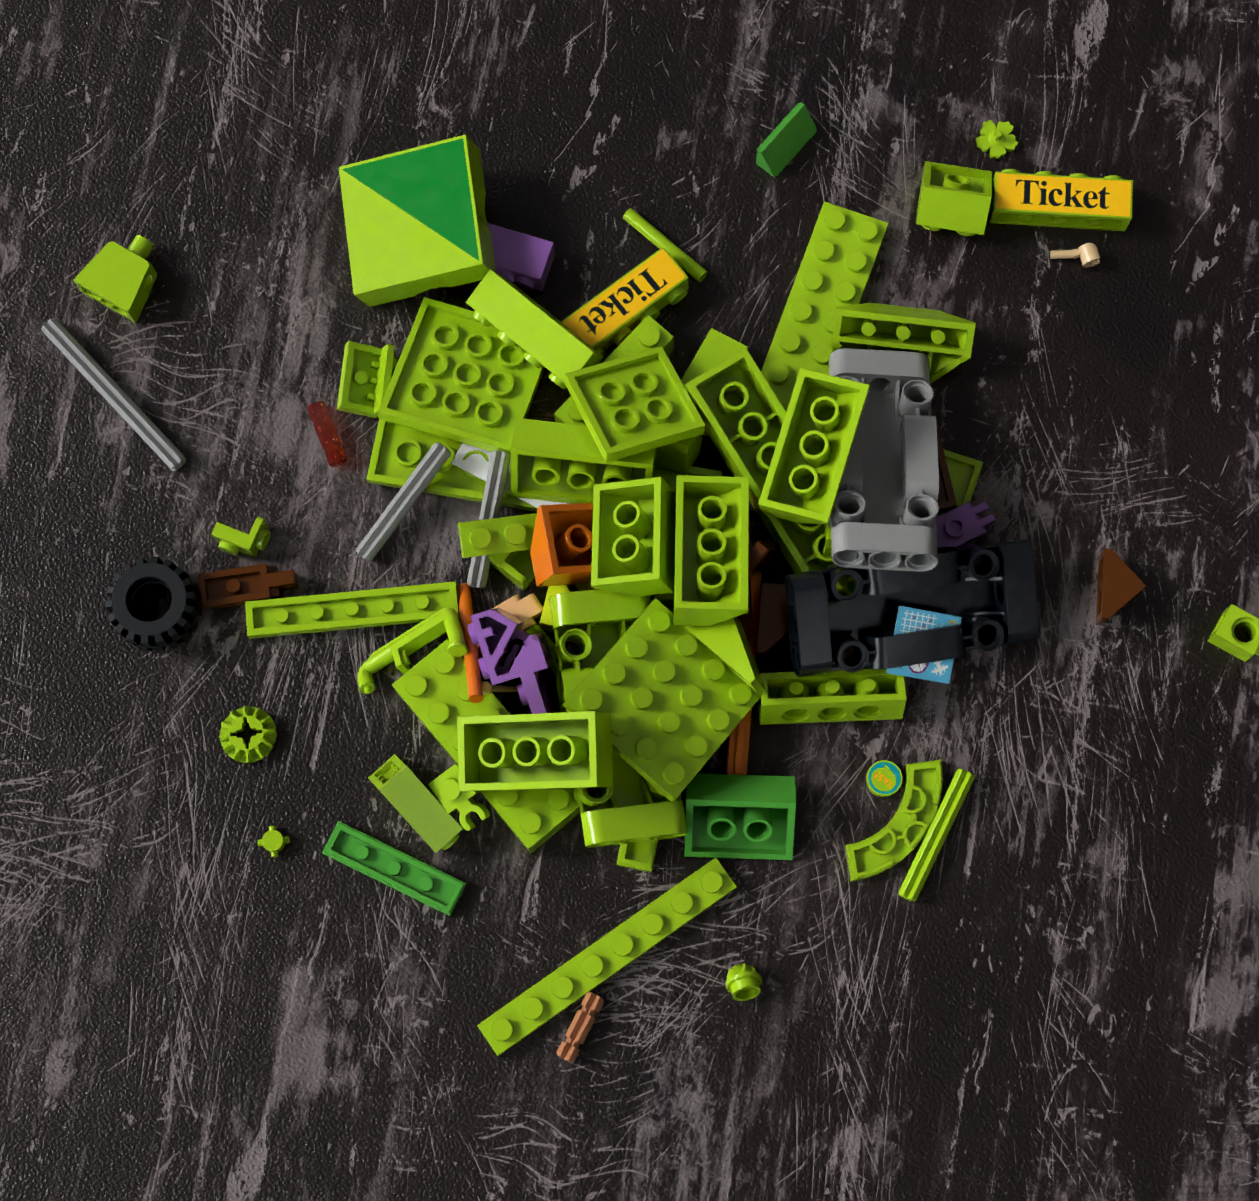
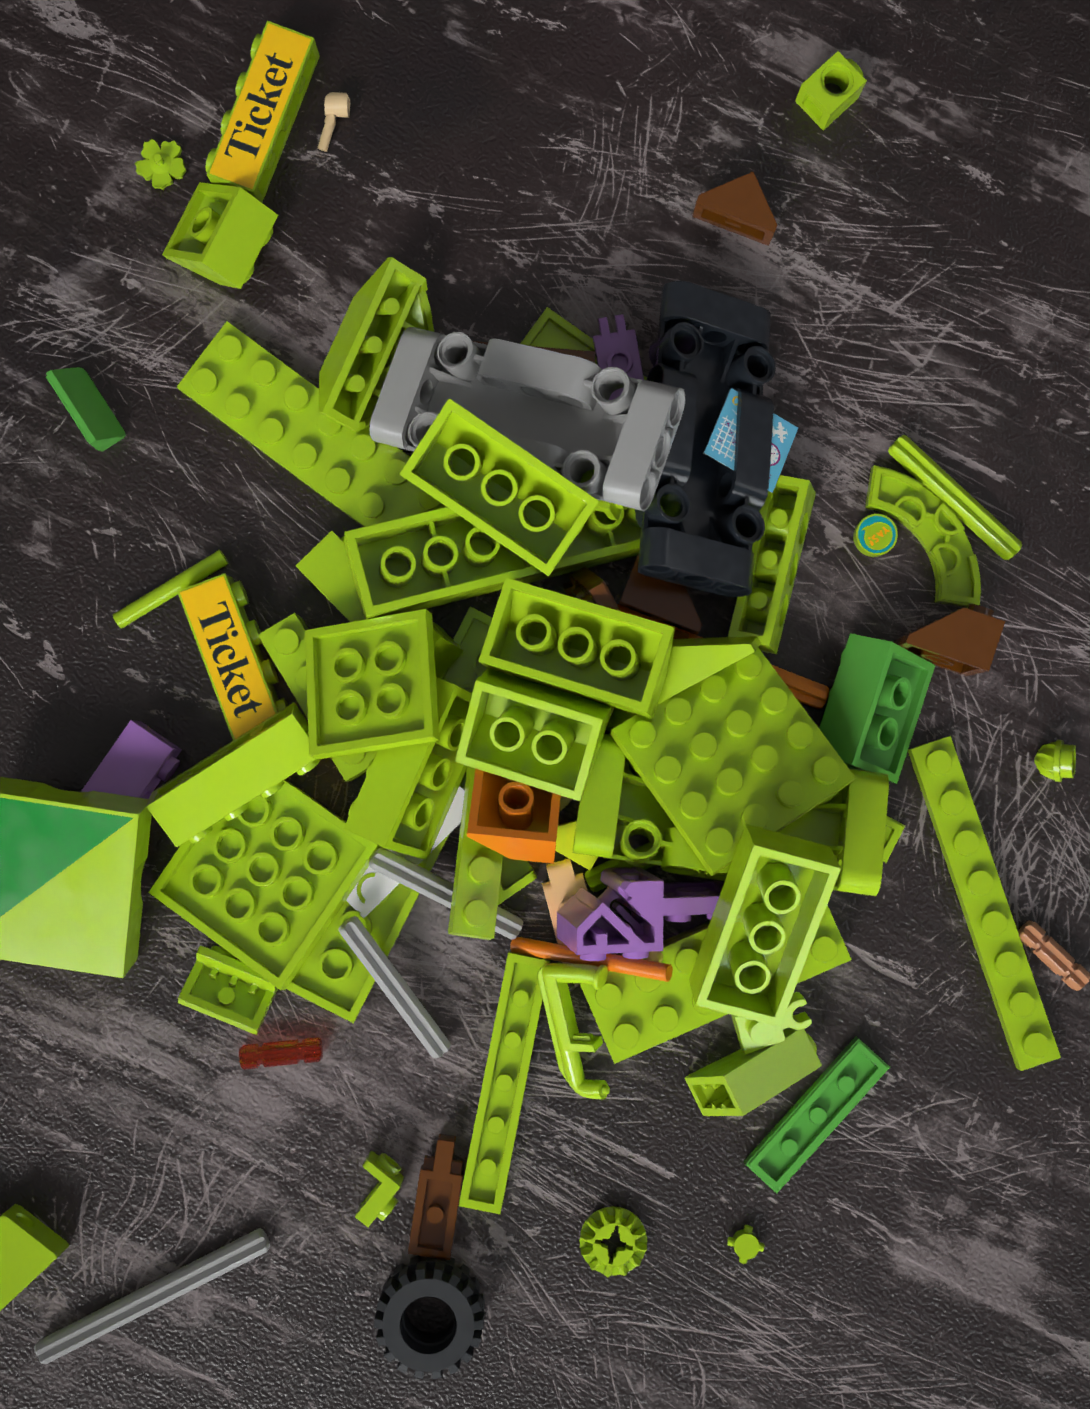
camera: 80 degrees left, 10 degrees up
(816, 857) = (957, 641): none -> reddish brown slope

